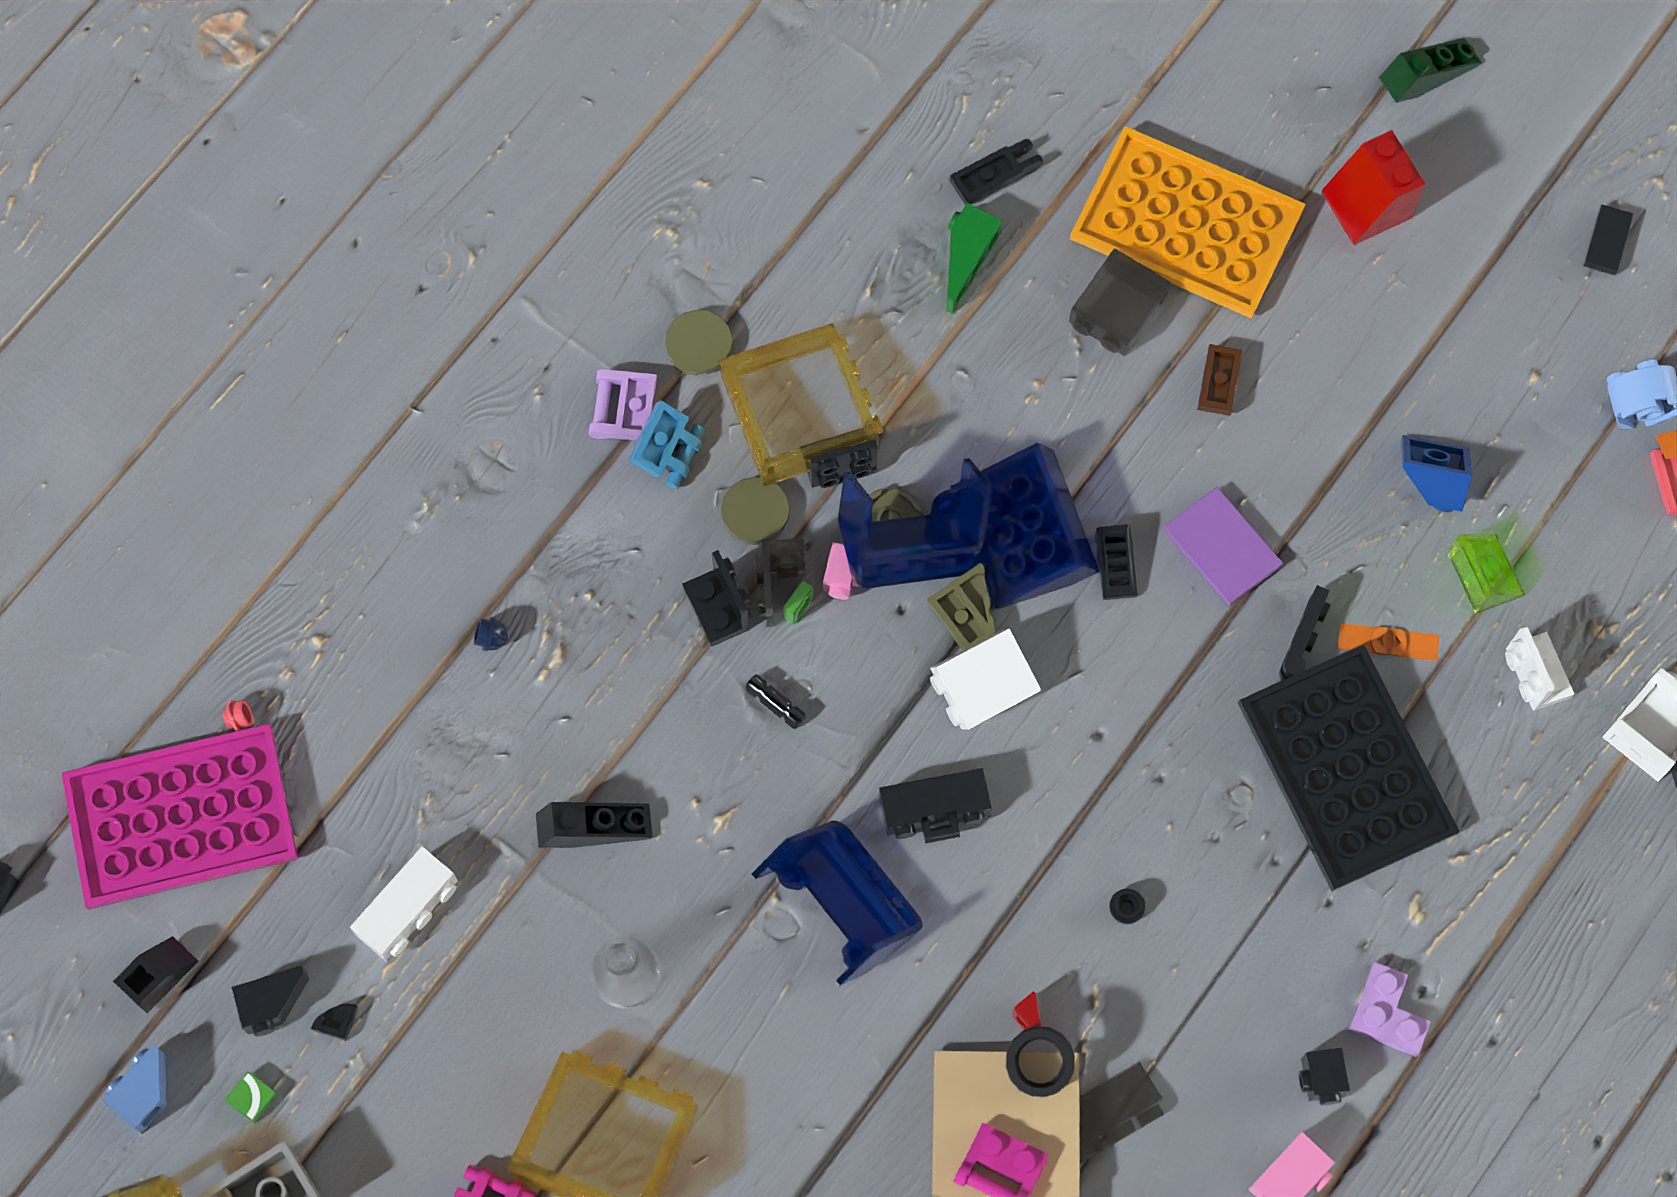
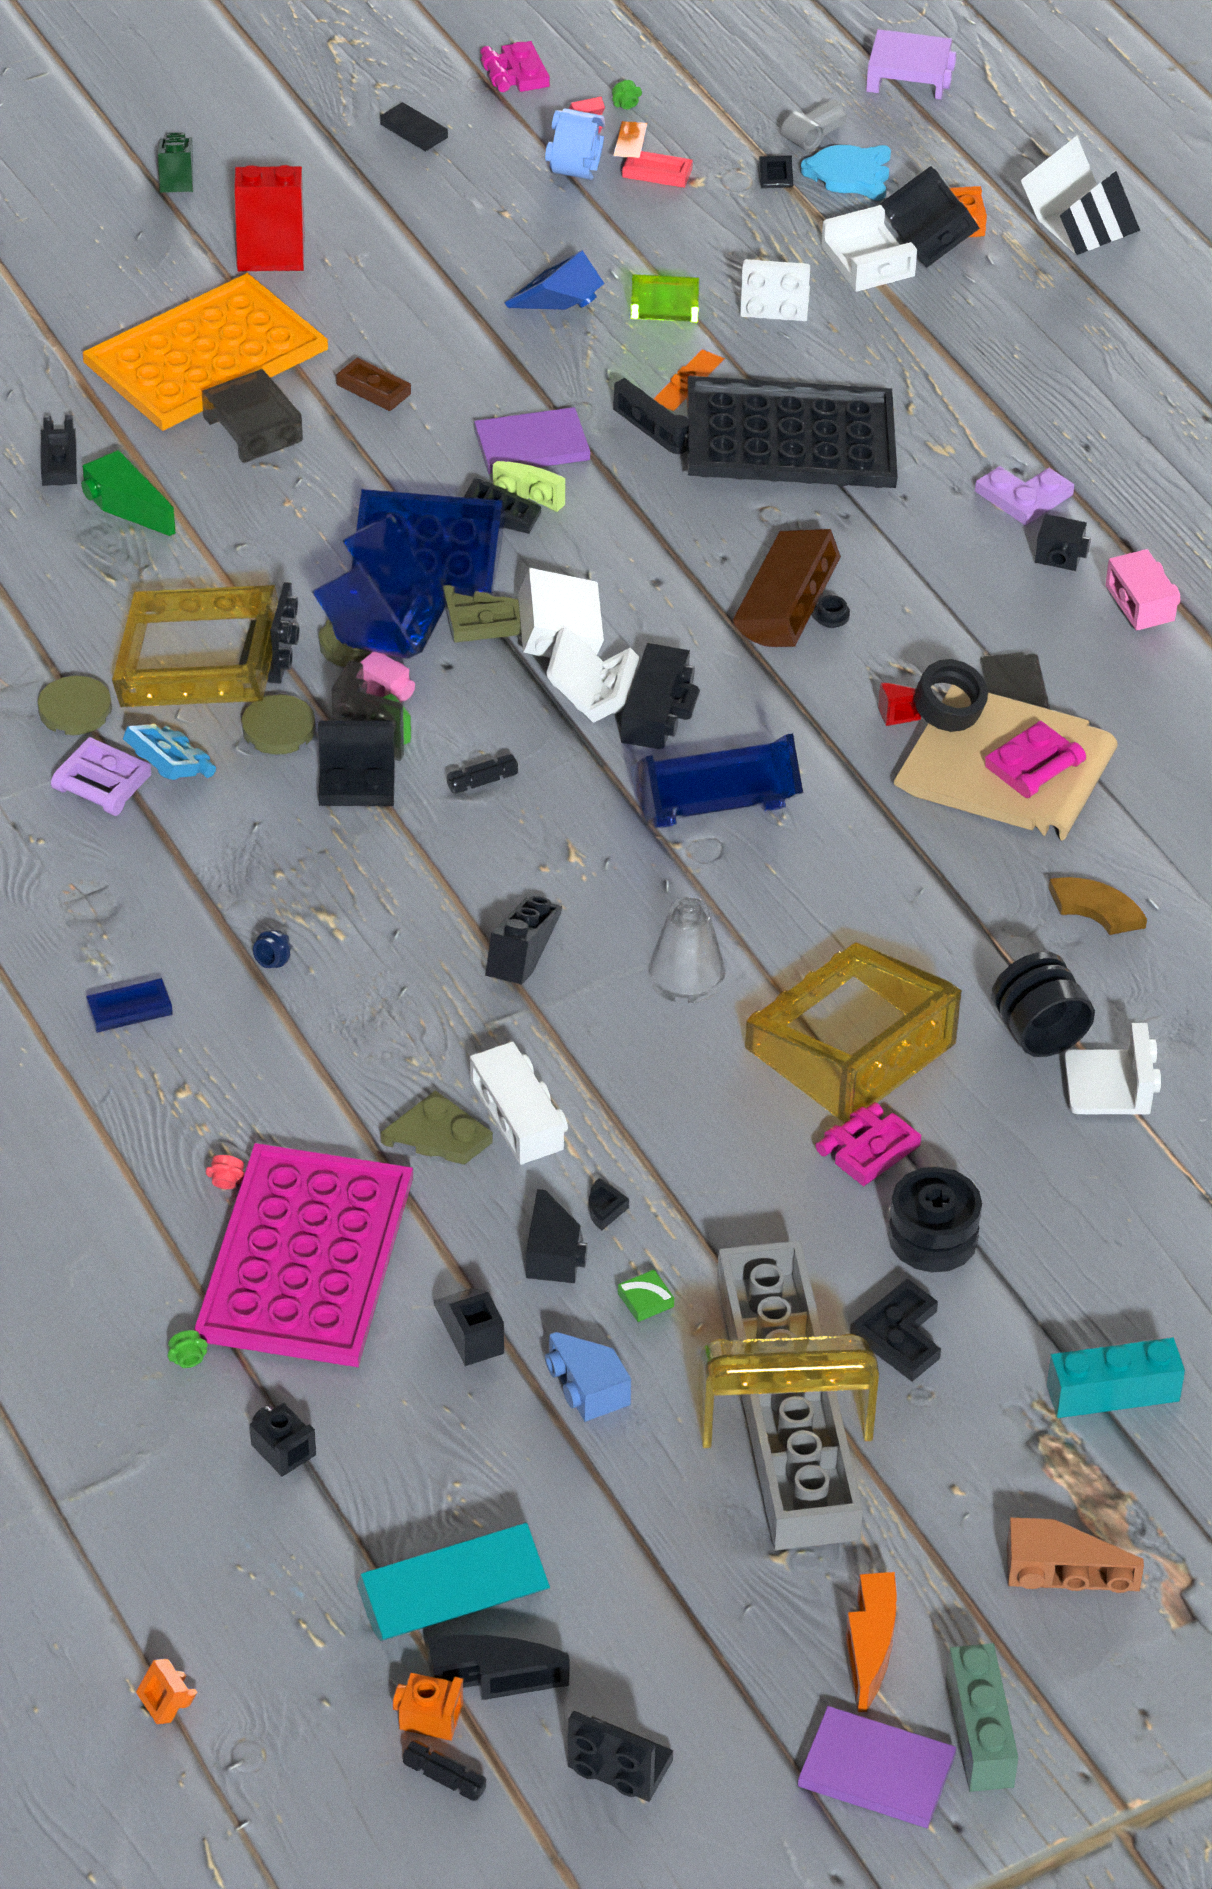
camera: 65 degrees left, 25 degrees down
(48, 775) = (187, 1349): none -> bright green plate
(357, 855) = (439, 1130): none -> olive wing
(386, 554) = (129, 1005): none -> clear blue tile
(923, 736) = (586, 680): none -> white bracket
(1134, 854) = (787, 587): none -> reddish brown brick
(1151, 566) = (530, 483): none -> yellowish green slope

